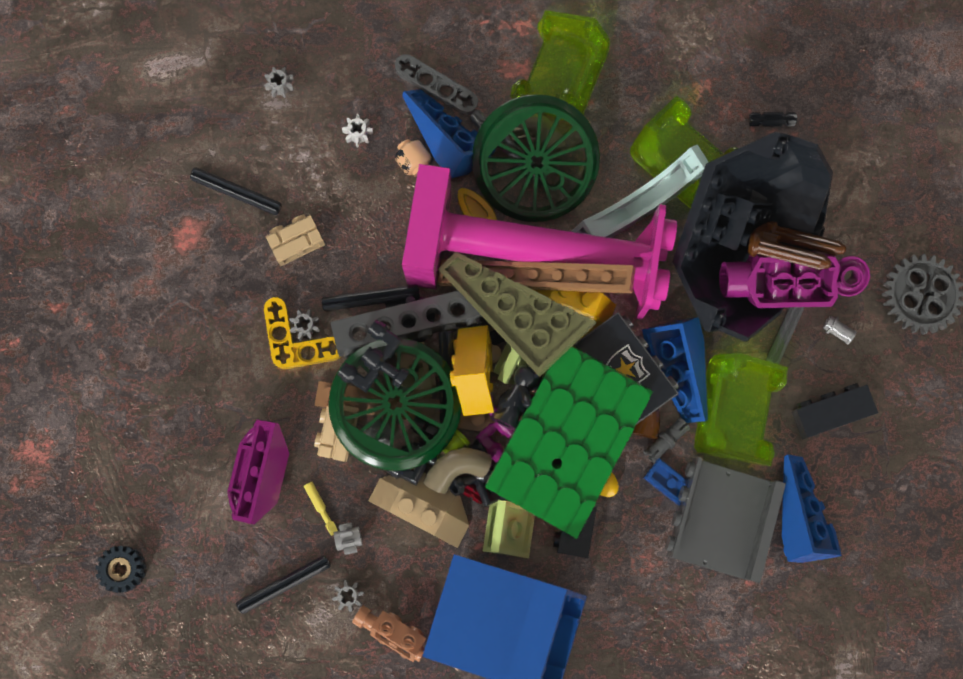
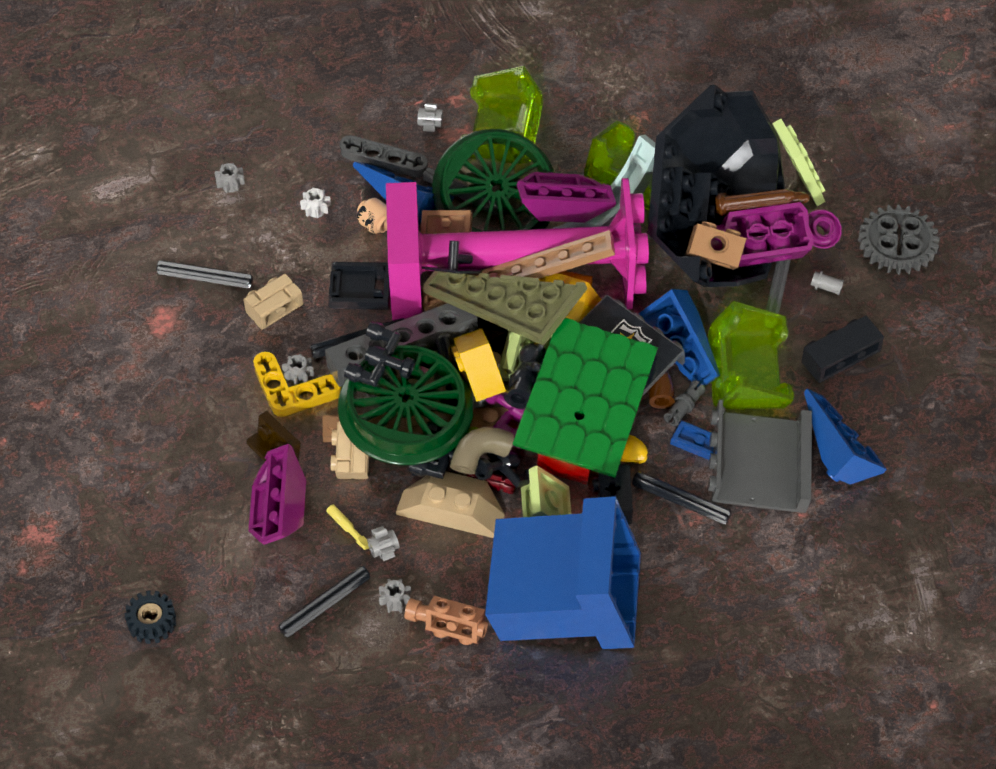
camera: 10 degrees left, 25 degrees down
(264, 404) = (270, 436): none -> dark brown bracket
(379, 235) = (354, 285): none -> black container
(475, 265) = (454, 259): none -> black shield
(477, 199) = (446, 221): none -> medium nougat bracket
(491, 49) = (430, 117): none -> light grey gear
(601, 189) = (564, 197): none -> magenta wedge
(639, 543) = (681, 497): none -> black axle
(745, 307) = (731, 241): none -> medium nougat brick
(847, 195) = (800, 161): none -> yellowish green plate

